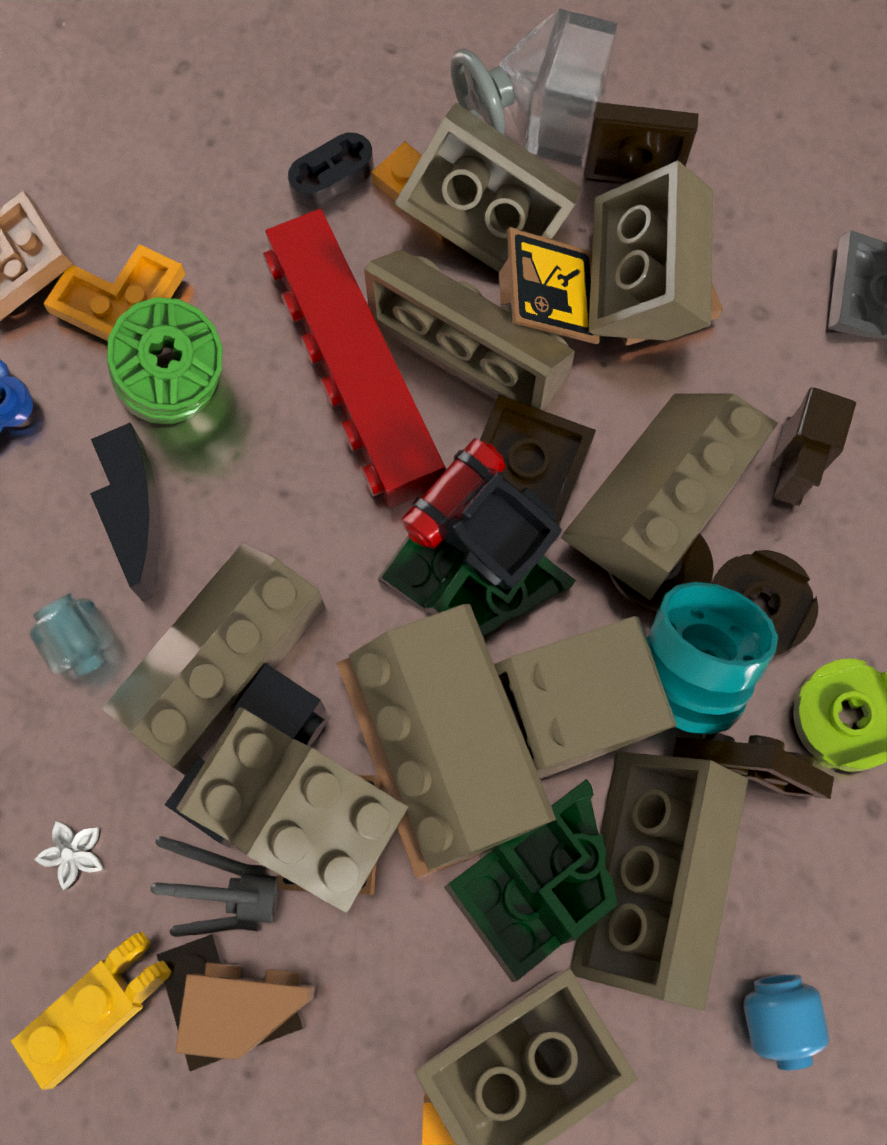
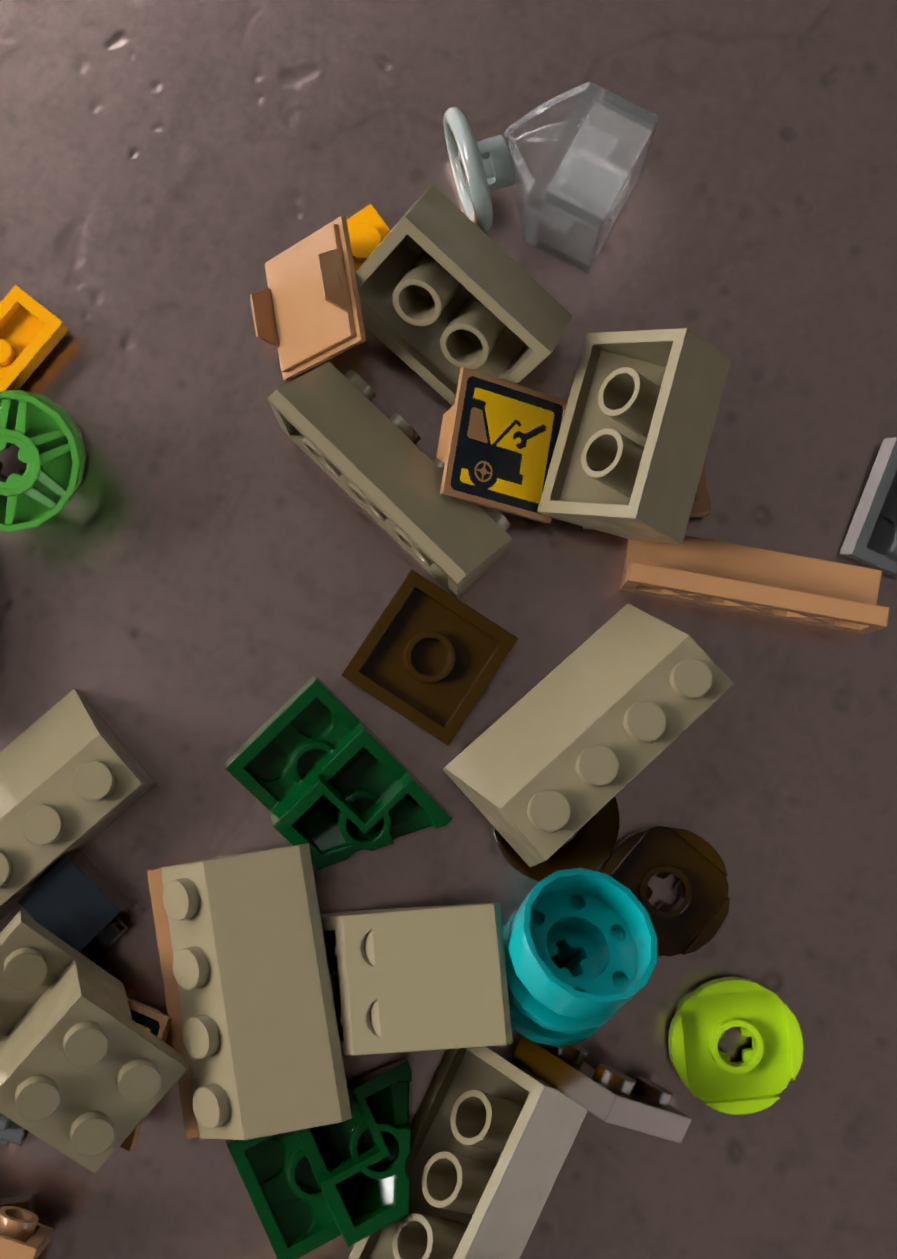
camera: 15 degrees right, 10 degrees up
(330, 169) = (271, 219): black beam -> none
(355, 359) = (246, 484): red brick -> none
(377, 209) = (311, 301): none -> medium nougat piece
(484, 517) = (353, 731): black piece -> none
(637, 141) = (656, 276): dark brown plate -> none
(769, 359) = (757, 583): none -> medium nougat fence
(811, 442) = (770, 711): dark brown piece -> none

